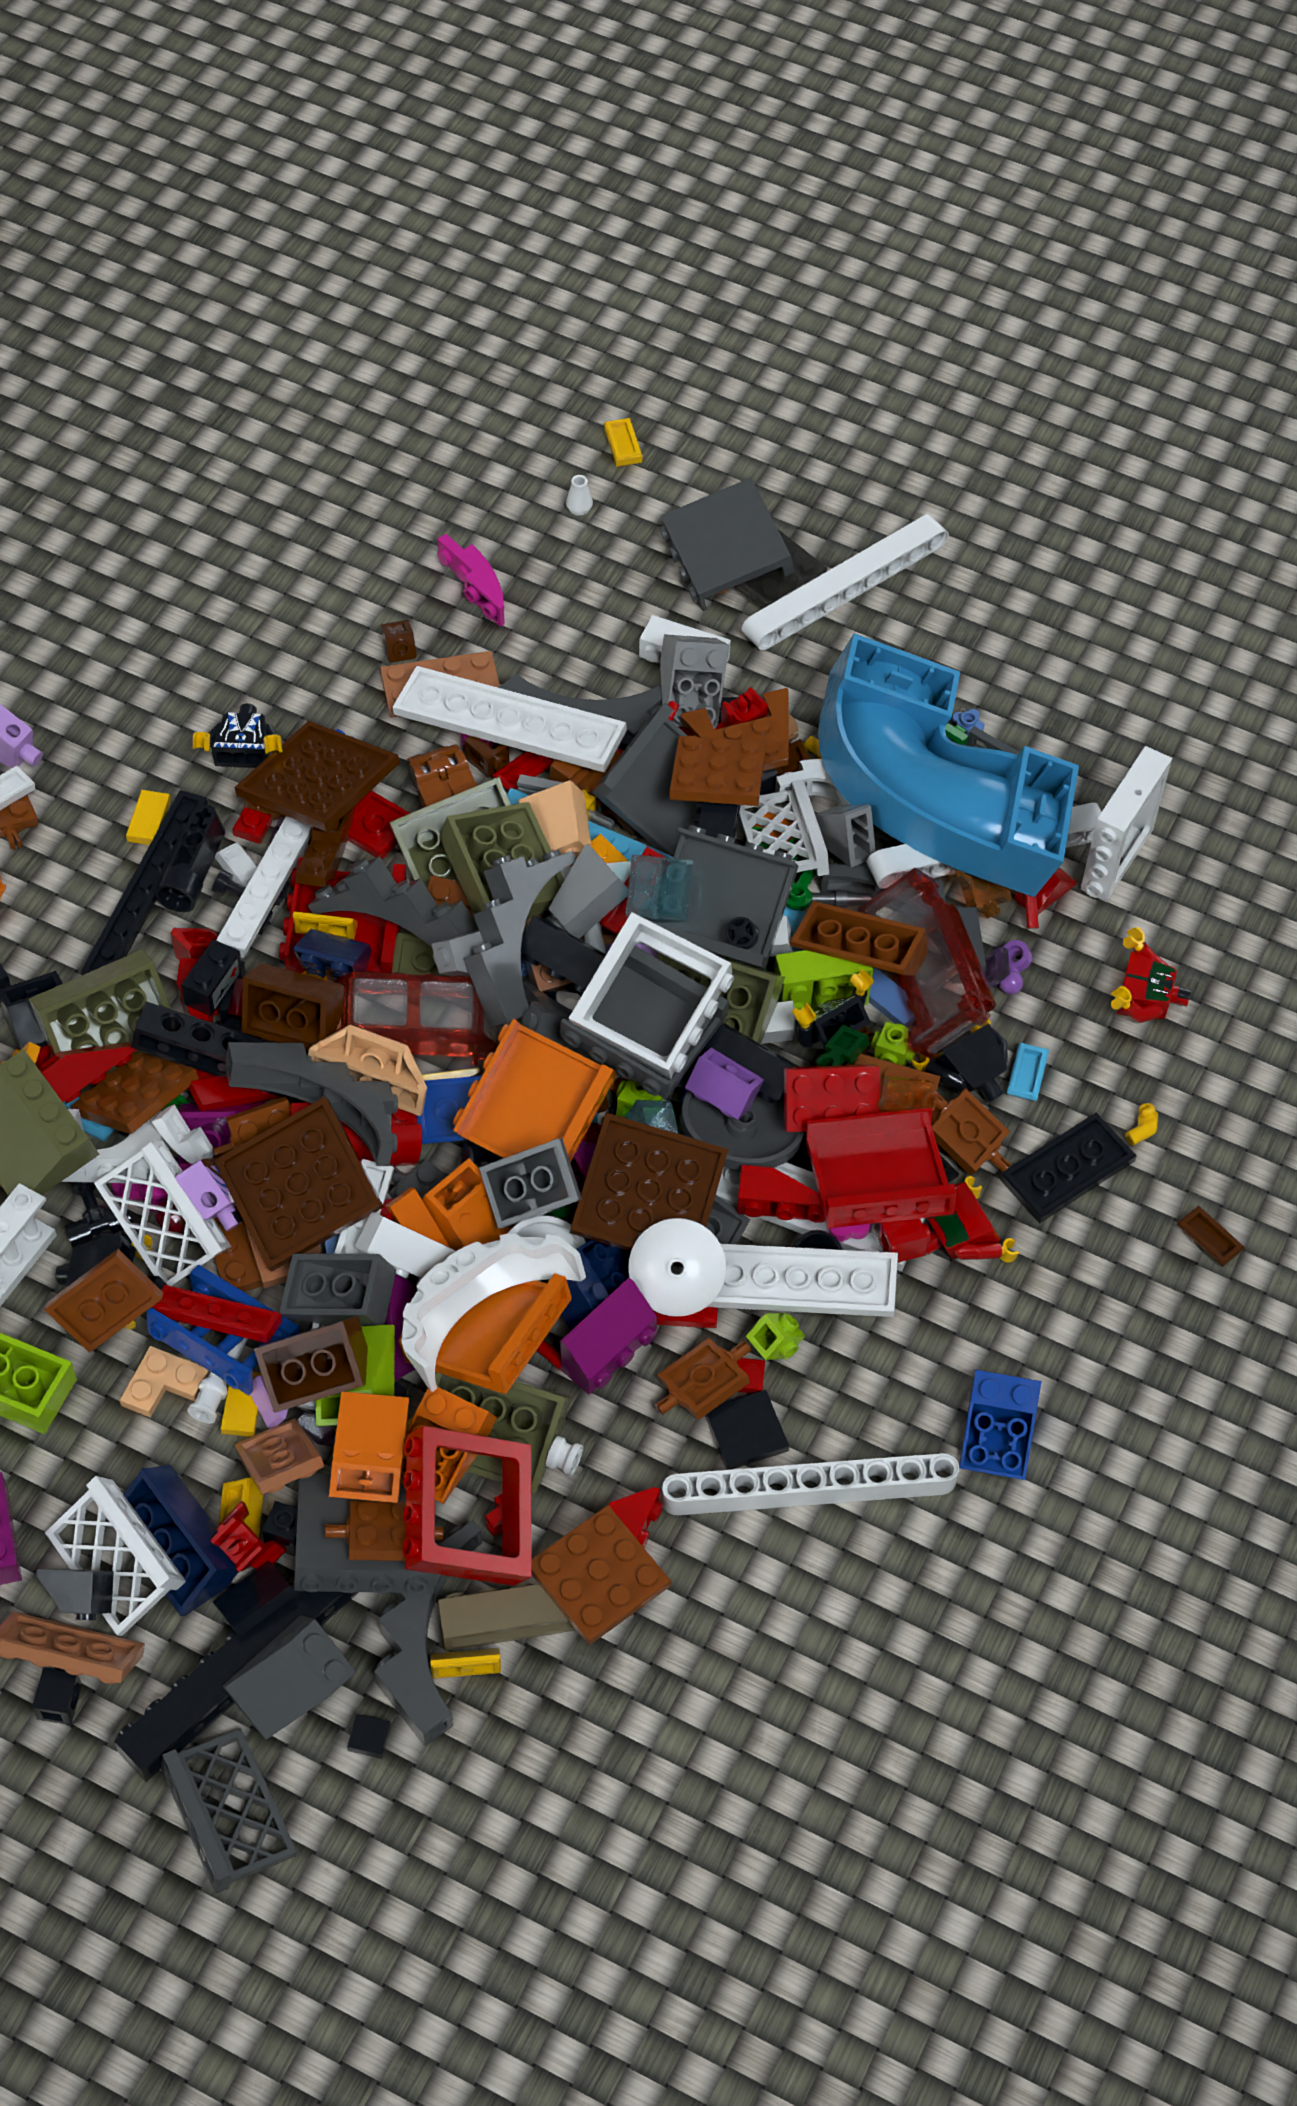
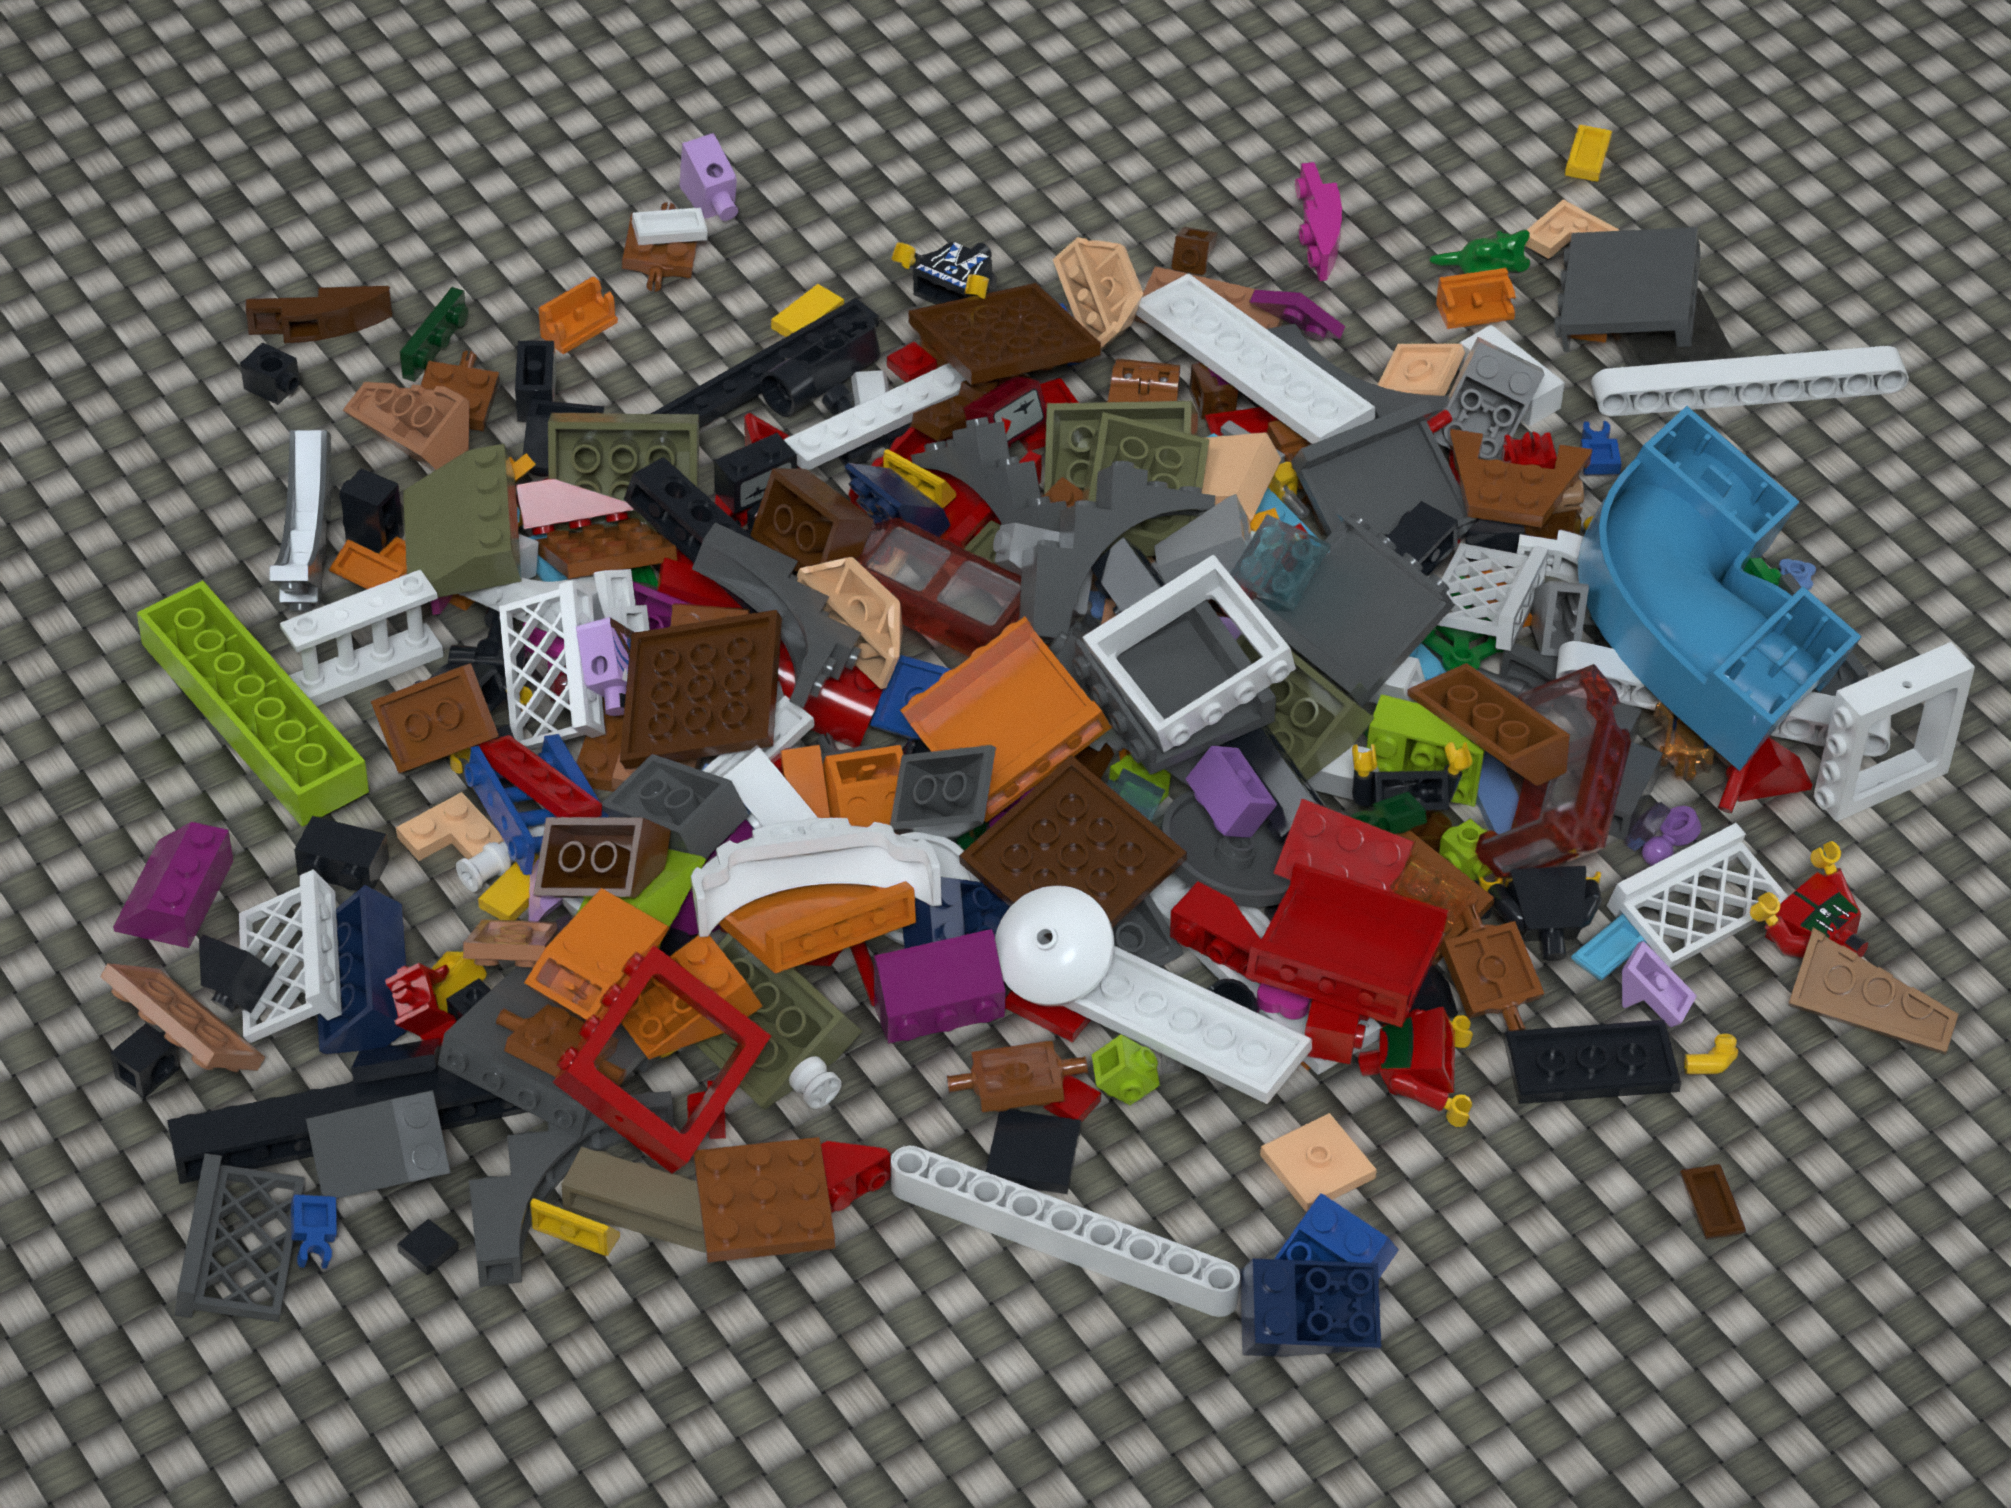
camera: 30 degrees right, 10 degrees down
(94, 1445) = (342, 853): none -> black brick
(275, 1763) = (315, 1224): none -> blue plate
(359, 838) = (1015, 403): none -> brick
(360, 705) = (1099, 287): none -> light nougat wedge
(512, 663) = (1299, 310): none -> magenta wing
(579, 496) = (1495, 184): white cone -> none
(611, 560) = (1489, 254): none -> green animal
(622, 596) = (1475, 298): none -> orange hinge
(623, 672) = (1422, 368): none -> light nougat plate
(645, 509) = (1558, 224): none -> light nougat plate
(718, 770) = (1444, 491): dark orange plate -> none
(737, 929) = (1345, 645): black wheel -> none
(777, 679) = (1605, 451): none -> blue plate
(941, 1339) = (1318, 1161): none -> light nougat plate
(1016, 1461) = (1309, 1307): none -> dark blue slope
(1038, 998) = (1674, 875): none -> white fence
(1080, 1089) = (1652, 980): none -> lavender slope
(1206, 1031) = (1857, 993): none -> medium nougat wing

